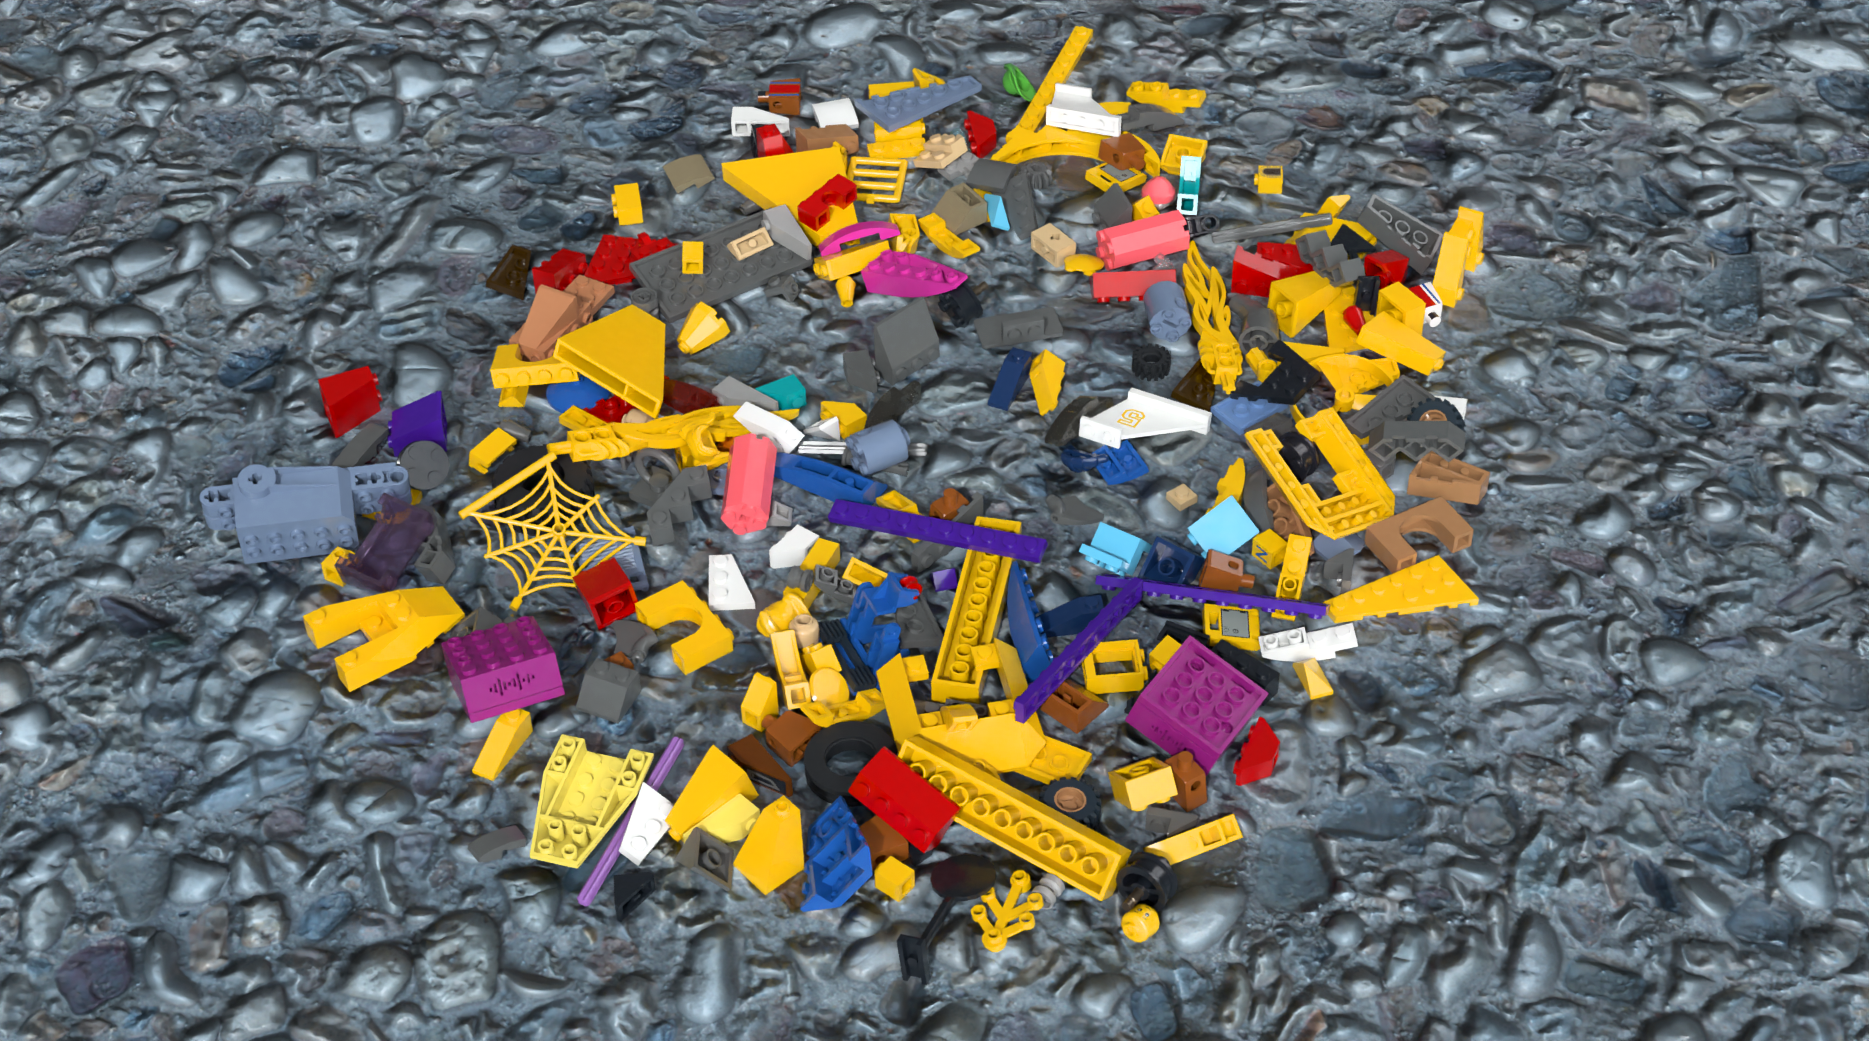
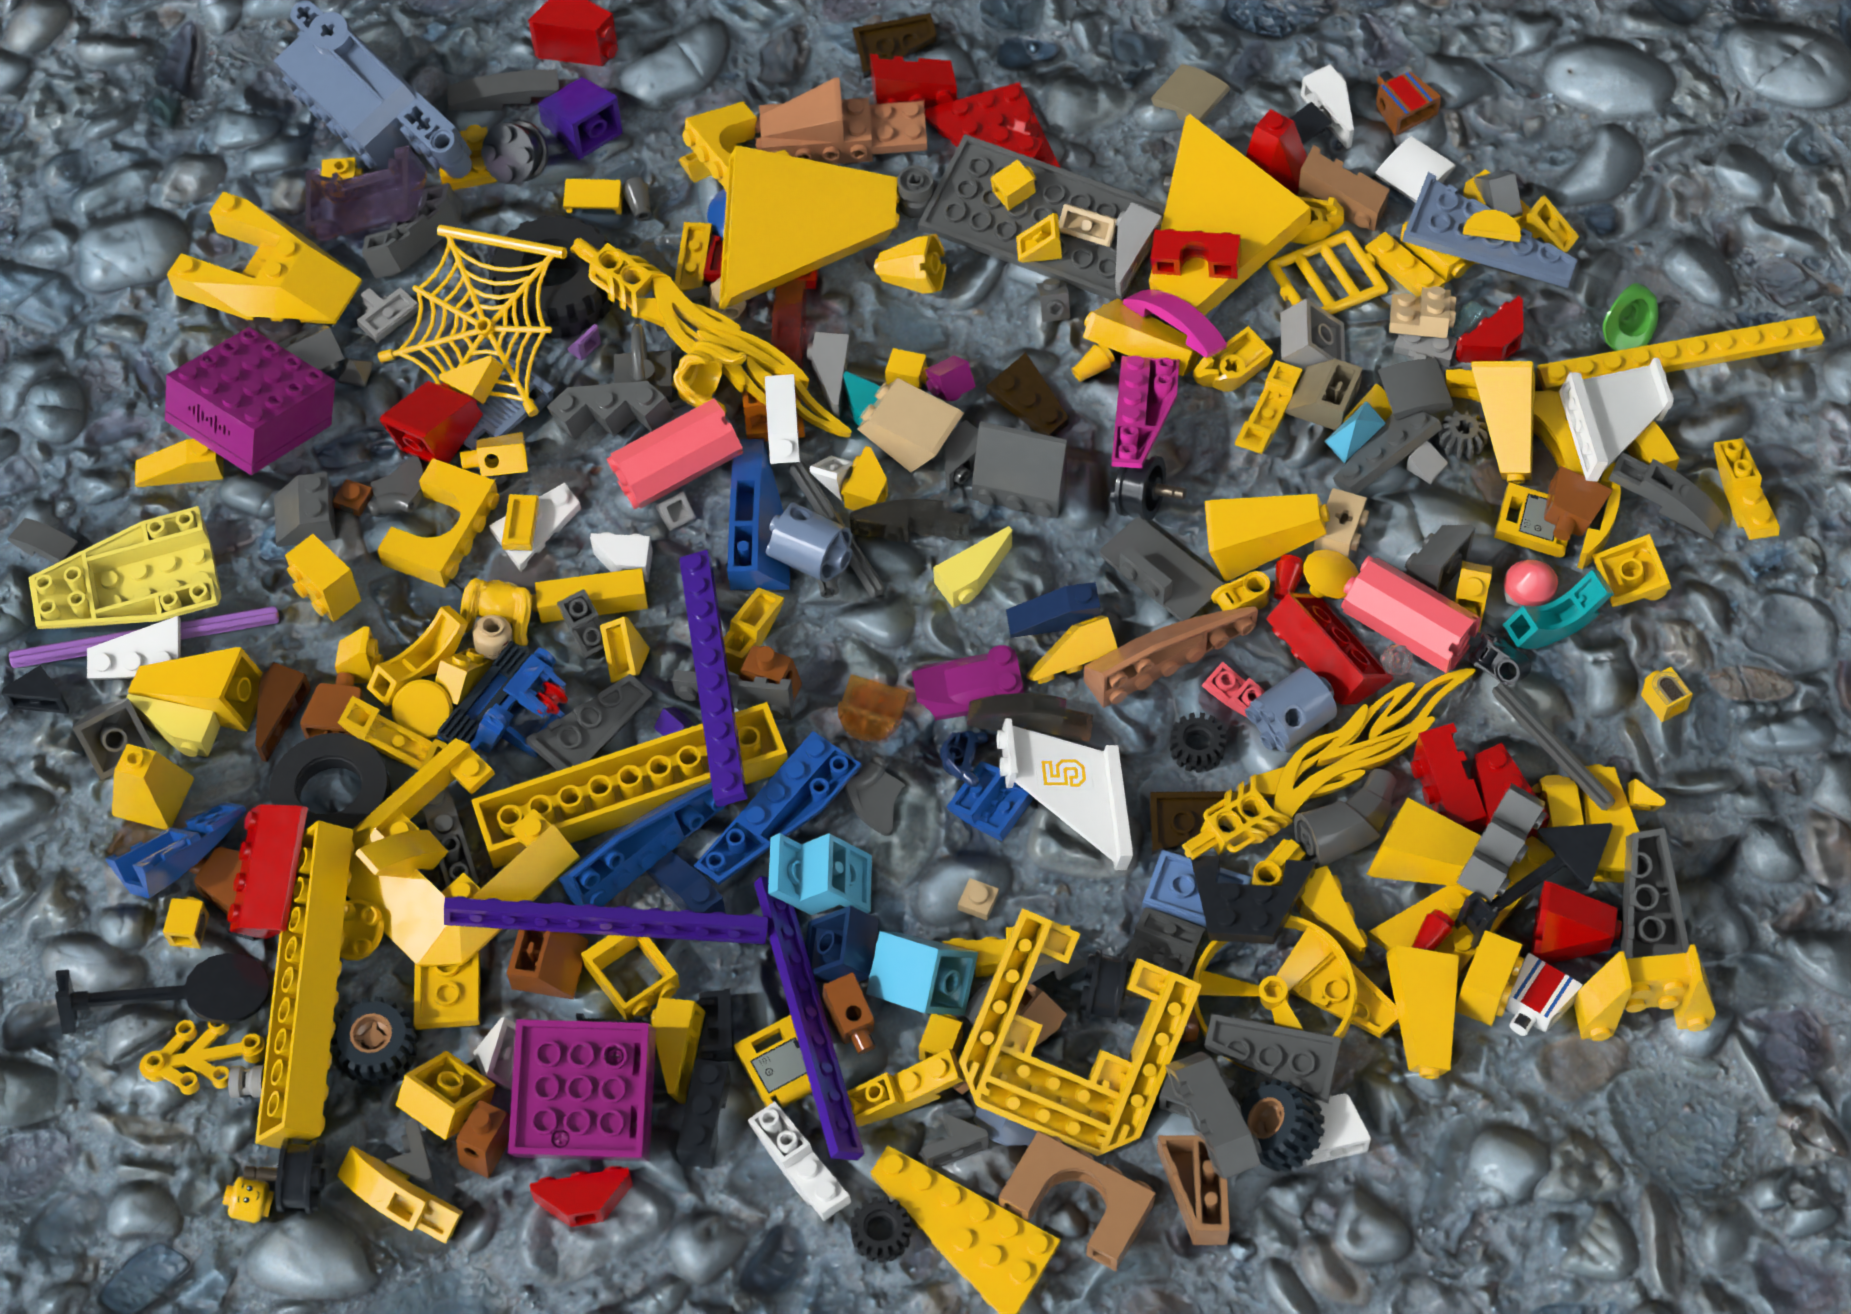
camera: 60 degrees right, 15 degrees up
(480, 589) = (386, 313): none -> light grey hinge
(594, 552) = (474, 378): none -> yellow slope
(605, 501) = (586, 343): none -> medium lavender slope
(627, 204) = (1081, 72): yellow brick -> none
(658, 572) = (509, 451): none -> yellow torso
(681, 695) = (322, 578): none -> yellow brick
(725, 583) = (520, 522): none -> yellow tile
(745, 264) = (1040, 241): none -> yellow slope
(775, 367) = (907, 367): none -> yellow brick
(800, 578) = (550, 586): dark grey wheel -> none
(802, 350) = (950, 378): none -> magenta brick
(827, 373) = (908, 423): none -> tan slope
(841, 330) = (1028, 397): none -> dark brown wing
(891, 81) = (1500, 192): none -> dark grey slope
(912, 200) = (1310, 335): none -> light grey slope
(919, 90) = (1493, 225): none -> yellow tile
(950, 402) = (968, 572): none -> light yellow slope
(1010, 485) = (871, 709): none -> clear orange slope
(1027, 434) = (951, 684): none -> magenta slope
(1034, 270) = (1260, 529): none -> yellow slope
(1041, 199) = (1426, 462): none -> light grey slope
(1045, 140) = (1508, 407): none -> yellow slope
(1060, 561) = (782, 806): none -> blue wedge
(1068, 300) = (1239, 593): none -> yellow piece
(1069, 280) = (1287, 575): none -> red cone
(1080, 351) = (1163, 652): none -> nougat wedge
(1117, 755) = (496, 1053): none -> white slope
(1130, 335) = (1232, 689): none -> coral slope
(1312, 678) = (754, 1194): yellow slope -> none
(1378, 637) = (880, 1210): none -> black tyre

